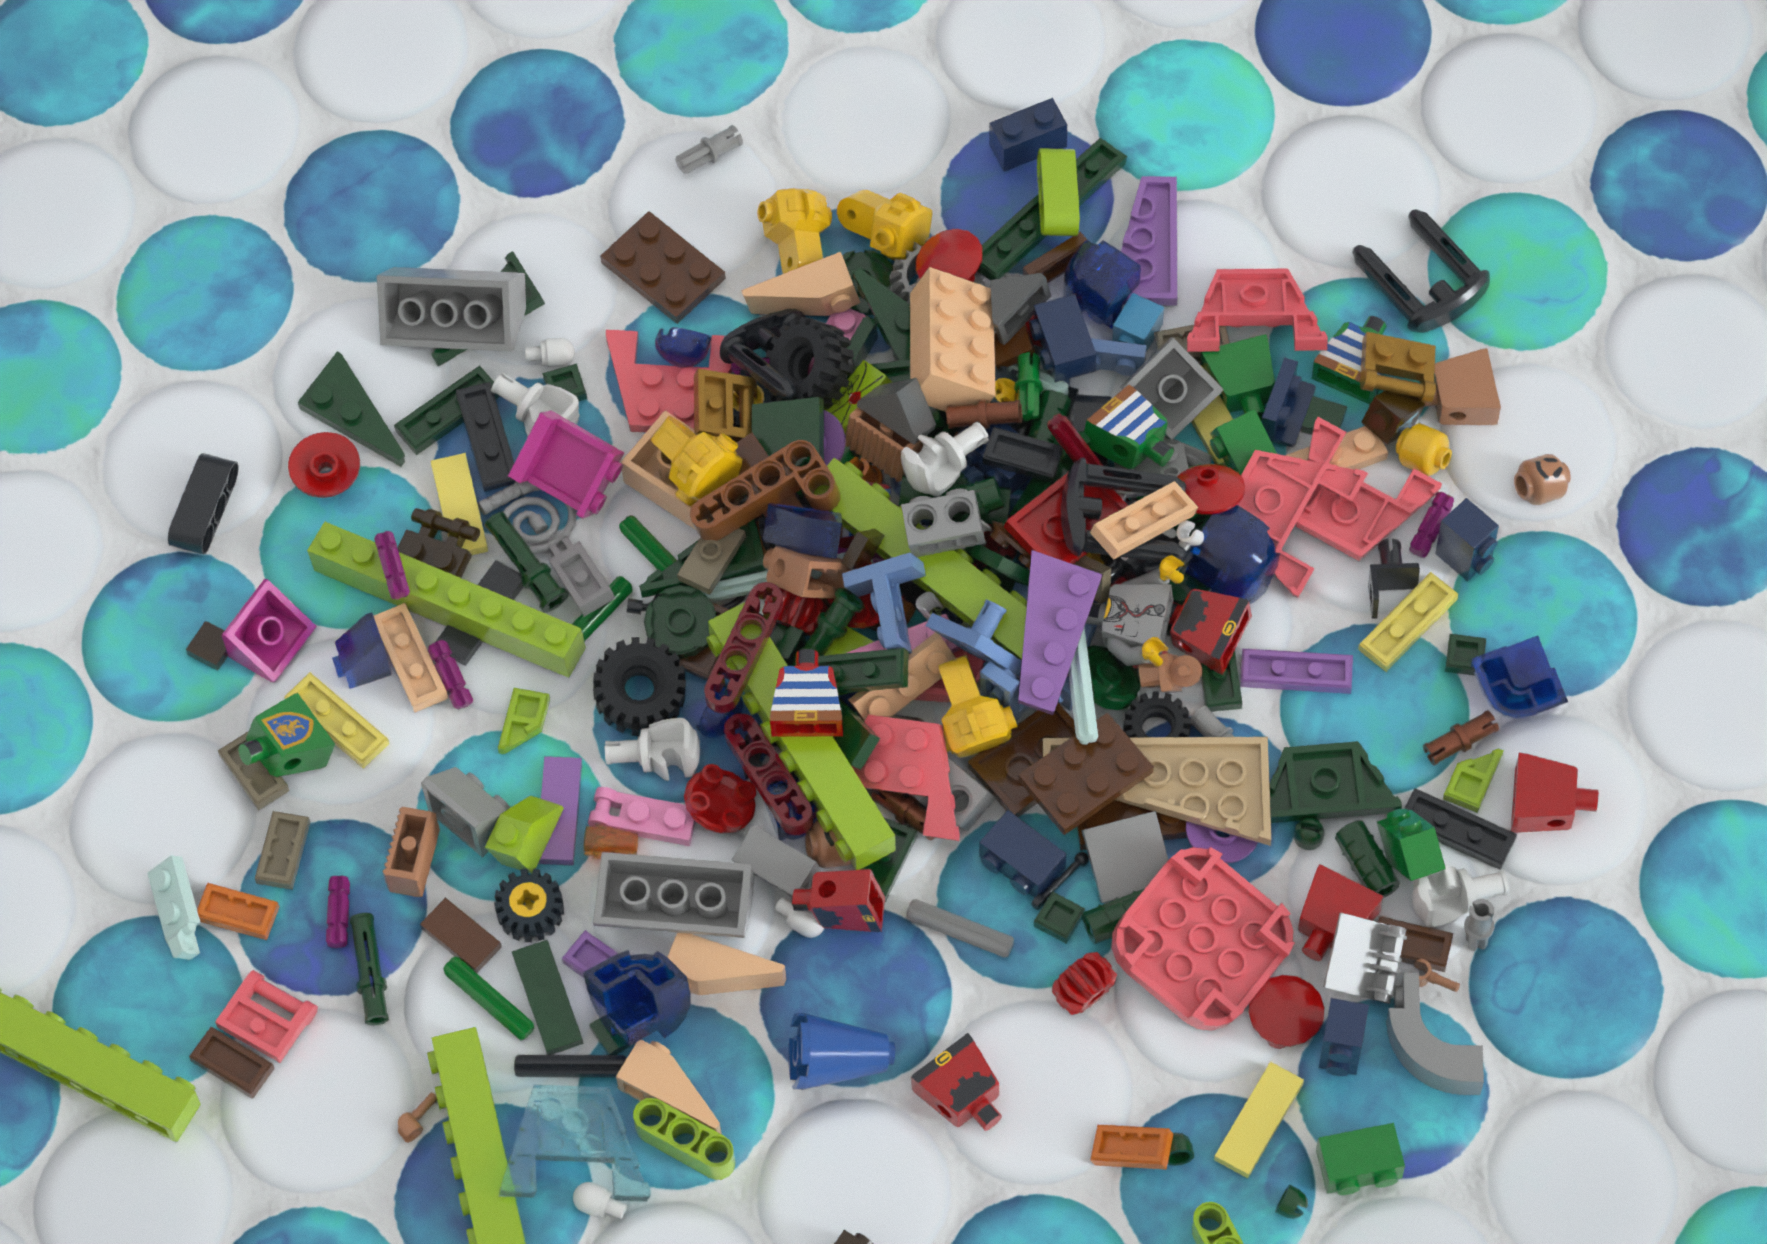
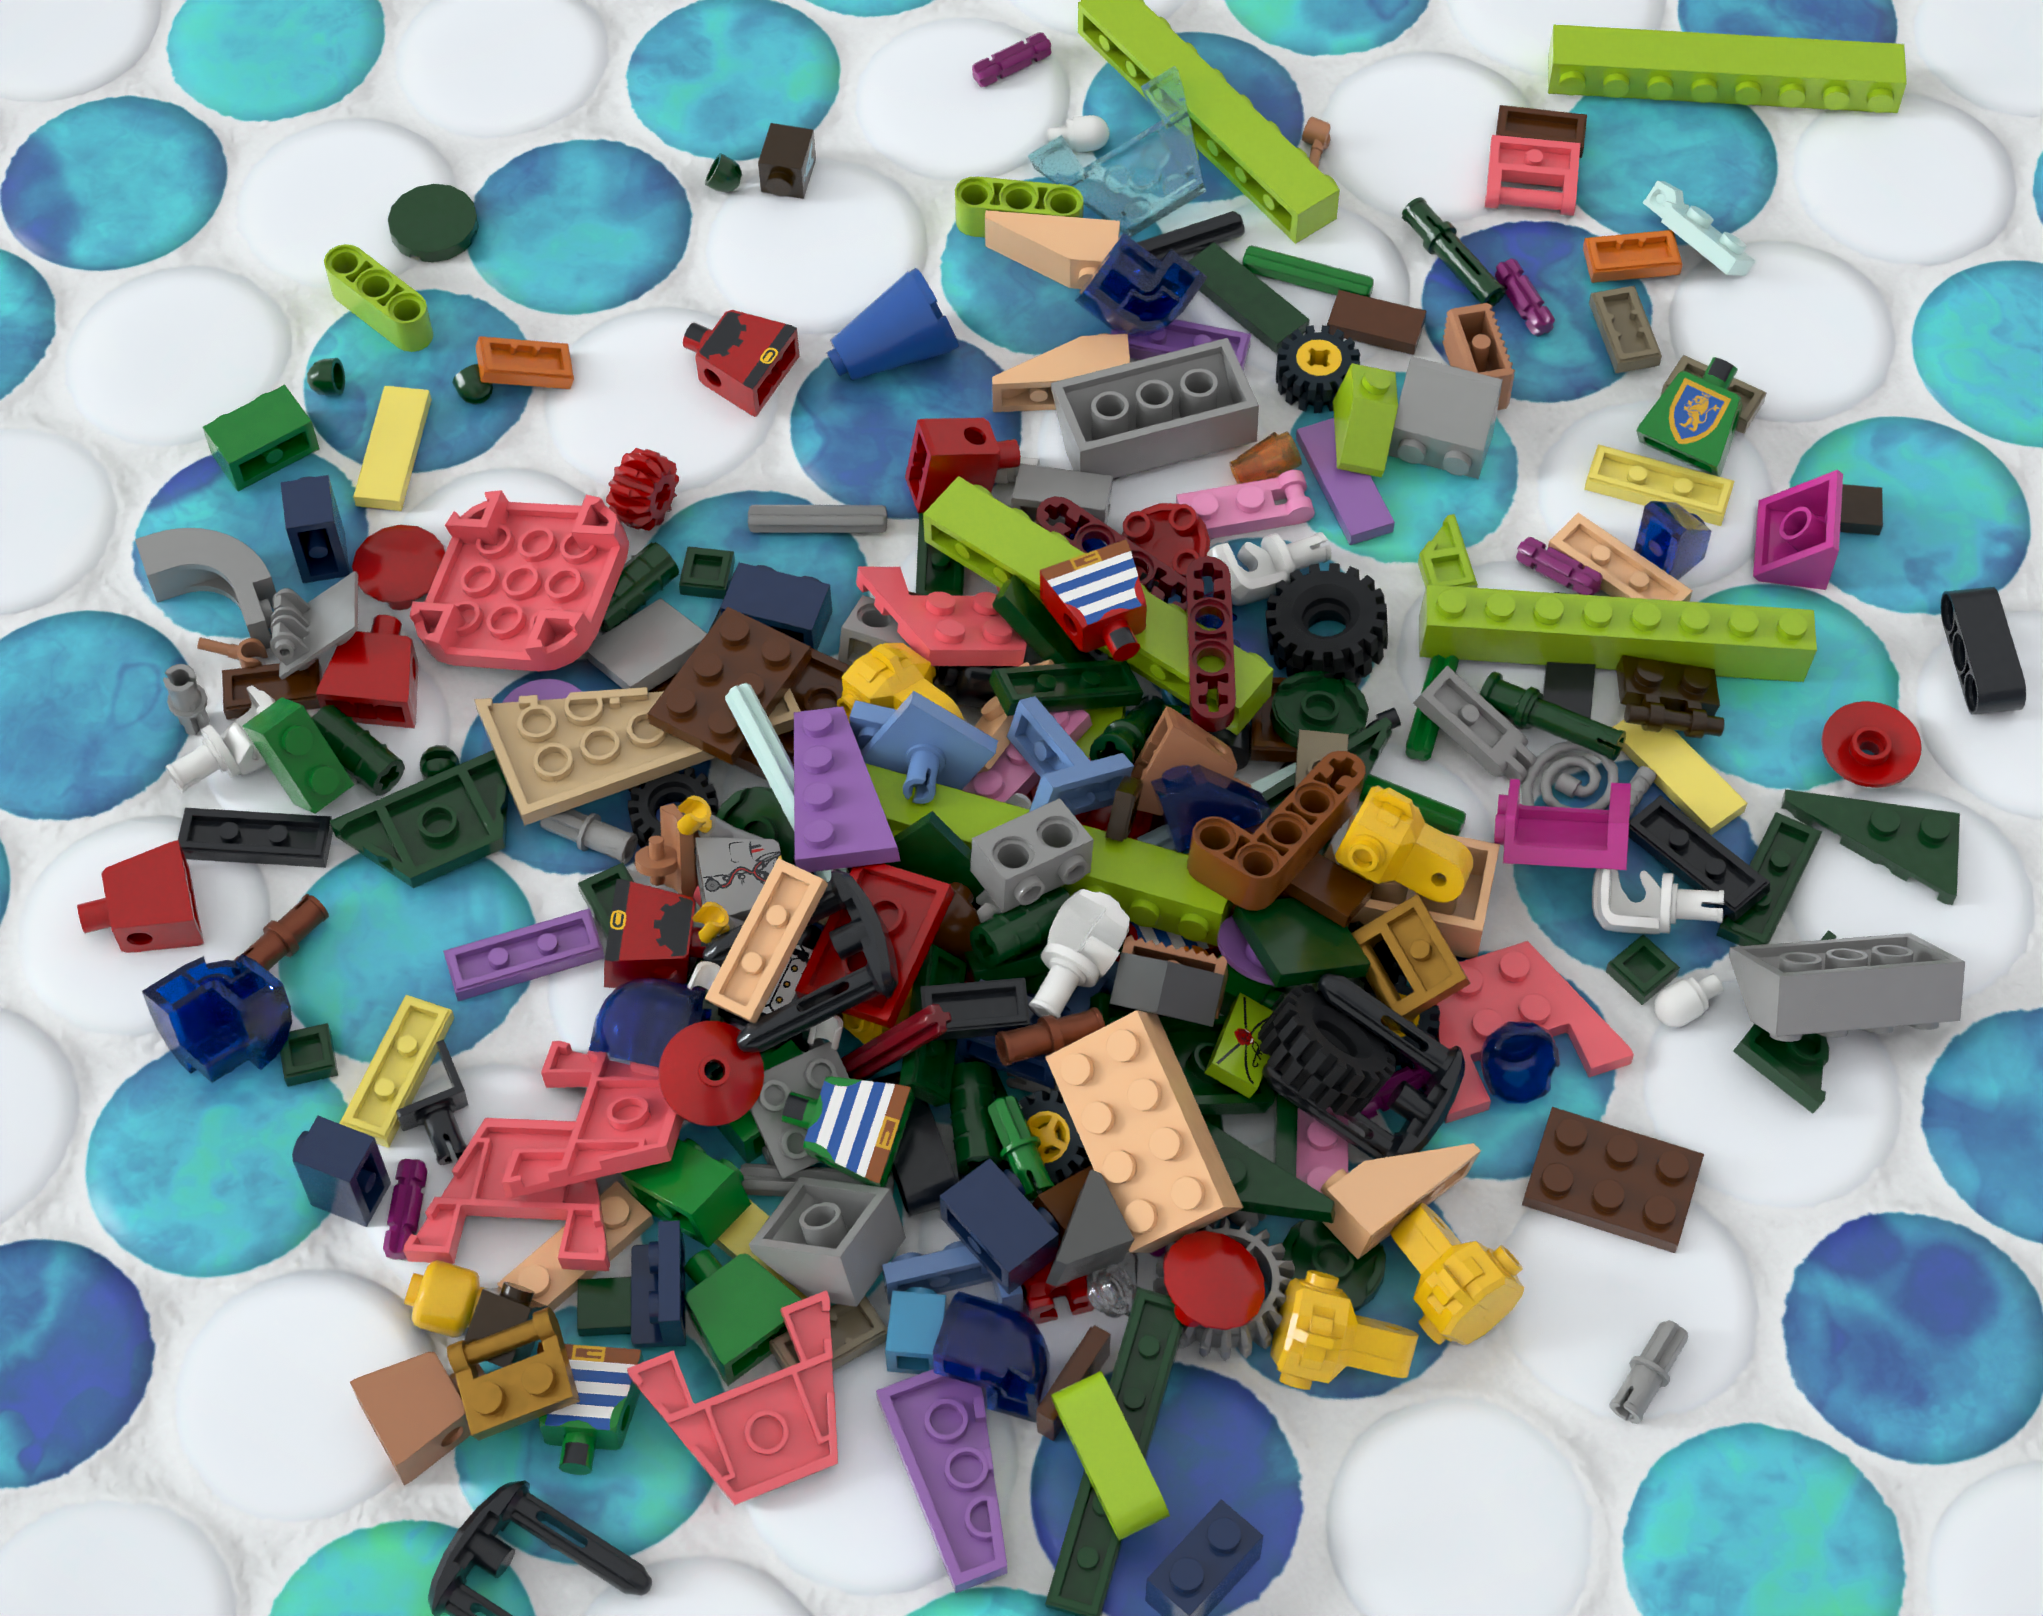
camera: 155 degrees right, 5 degrees down
(392, 565) = (1696, 604): magenta axle -> none
(1472, 780) = (252, 902): lime tile -> none
(1542, 479) = (265, 1319): nougat head -> none

